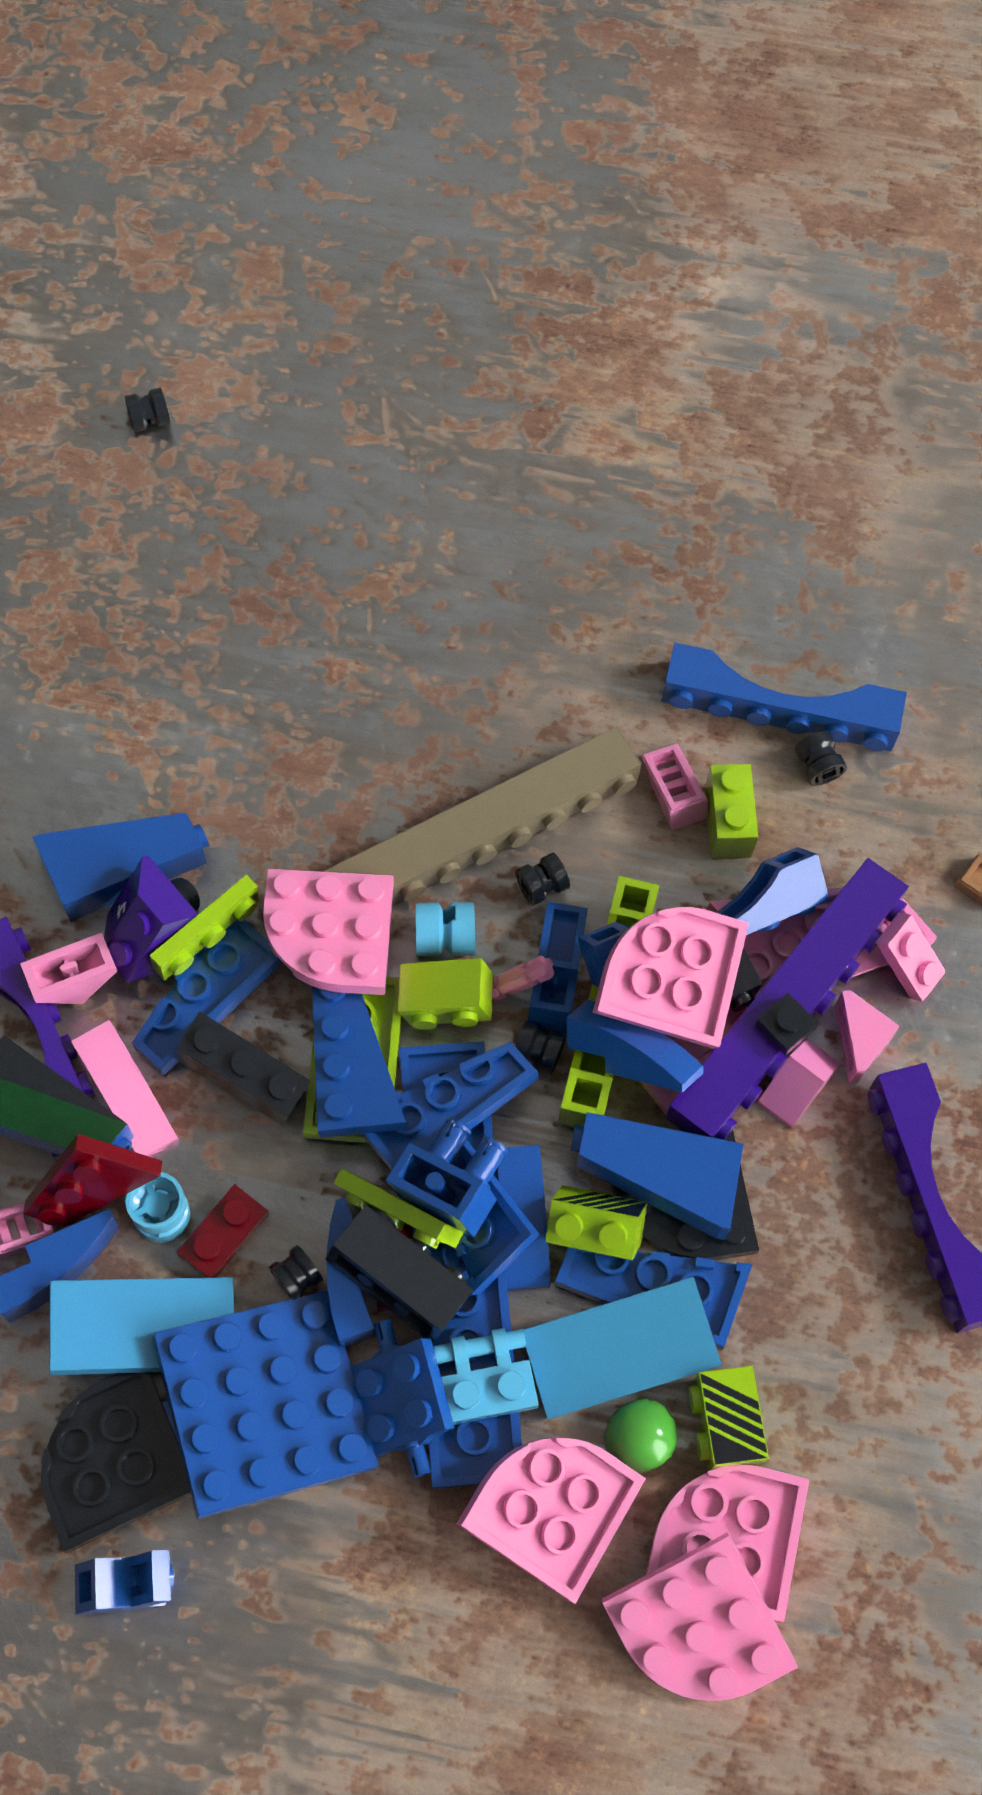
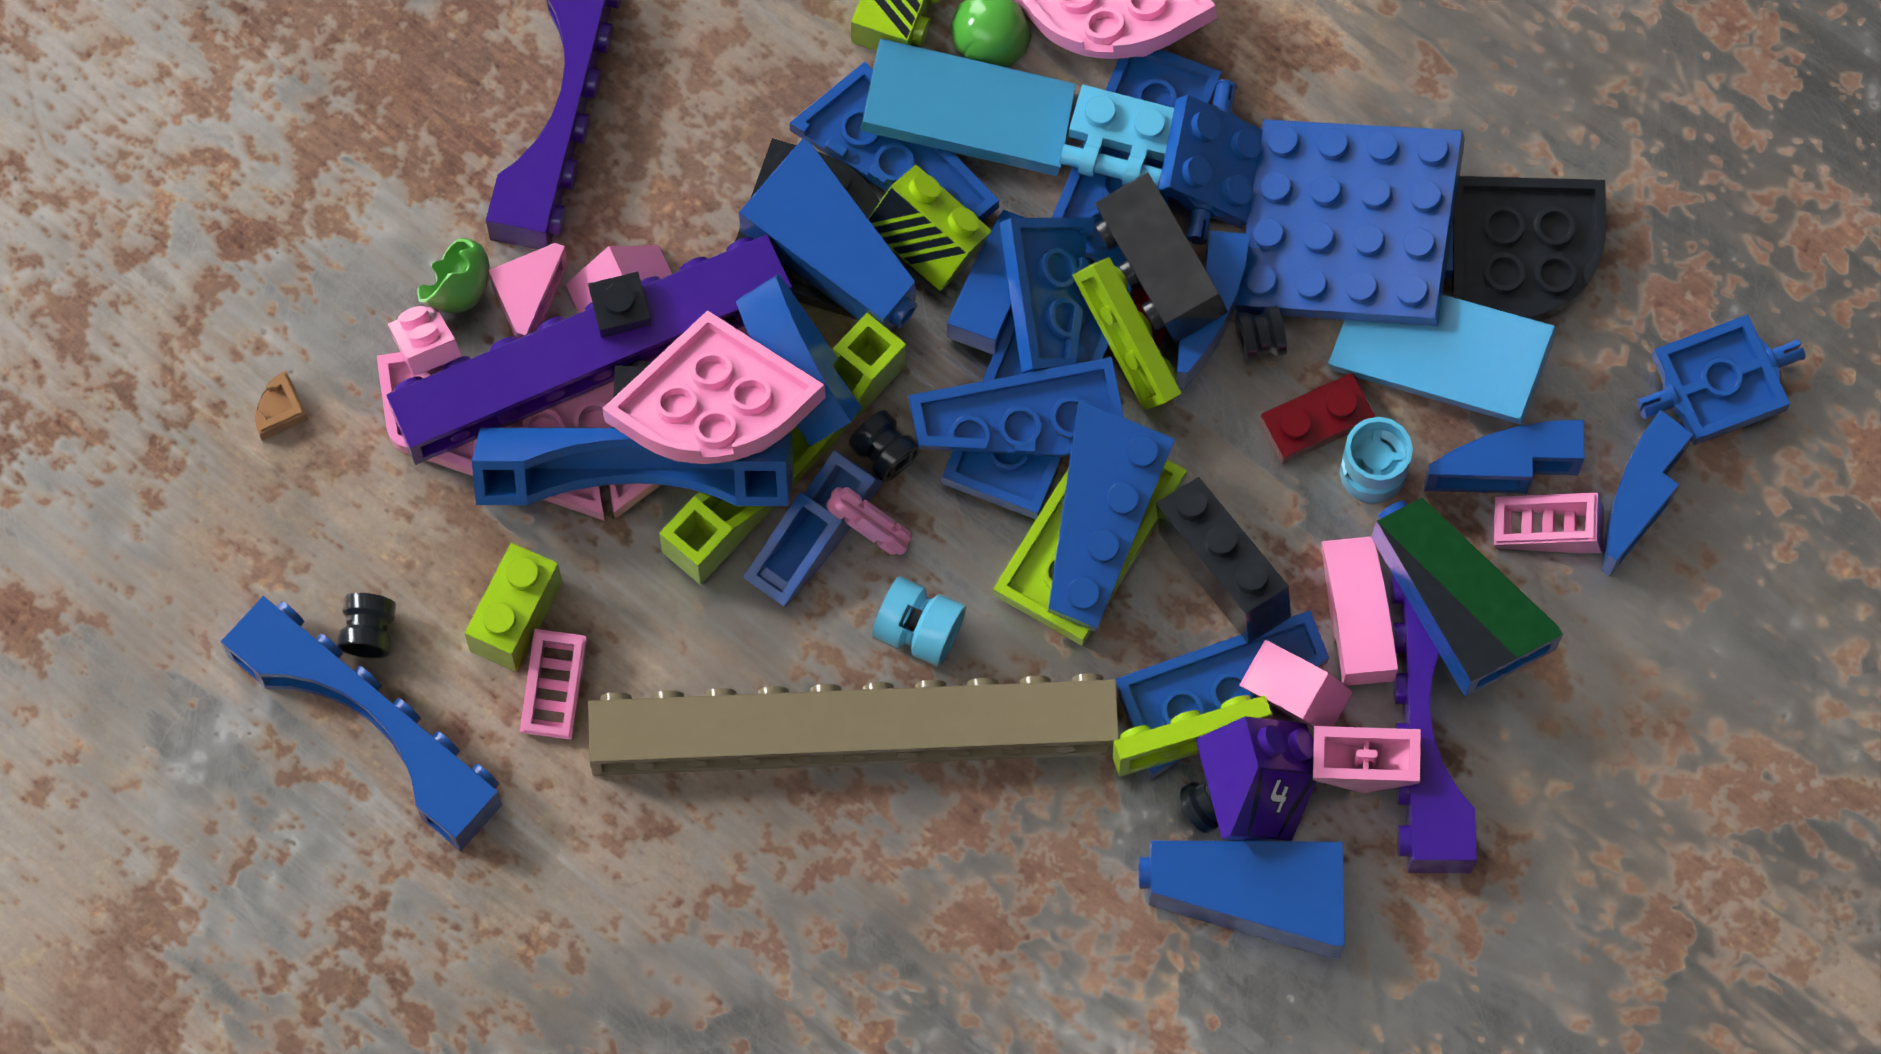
camera: 150 degrees left, 5 degrees up
(88, 1178) = (1444, 492): dark red wing -> none
(123, 1583) = (1556, 126): blue brick -> none
(146, 1000) = (1296, 686): none -> bright pink slope
(331, 927) = (1052, 659): bright pink plate -> none
(444, 1190) = (1077, 303): blue brick -> none
(445, 993) = (958, 543): lime brick -> none
(542, 879) = (787, 633): black wheel -> none
(915, 1013) = (459, 278): none -> bright green hair

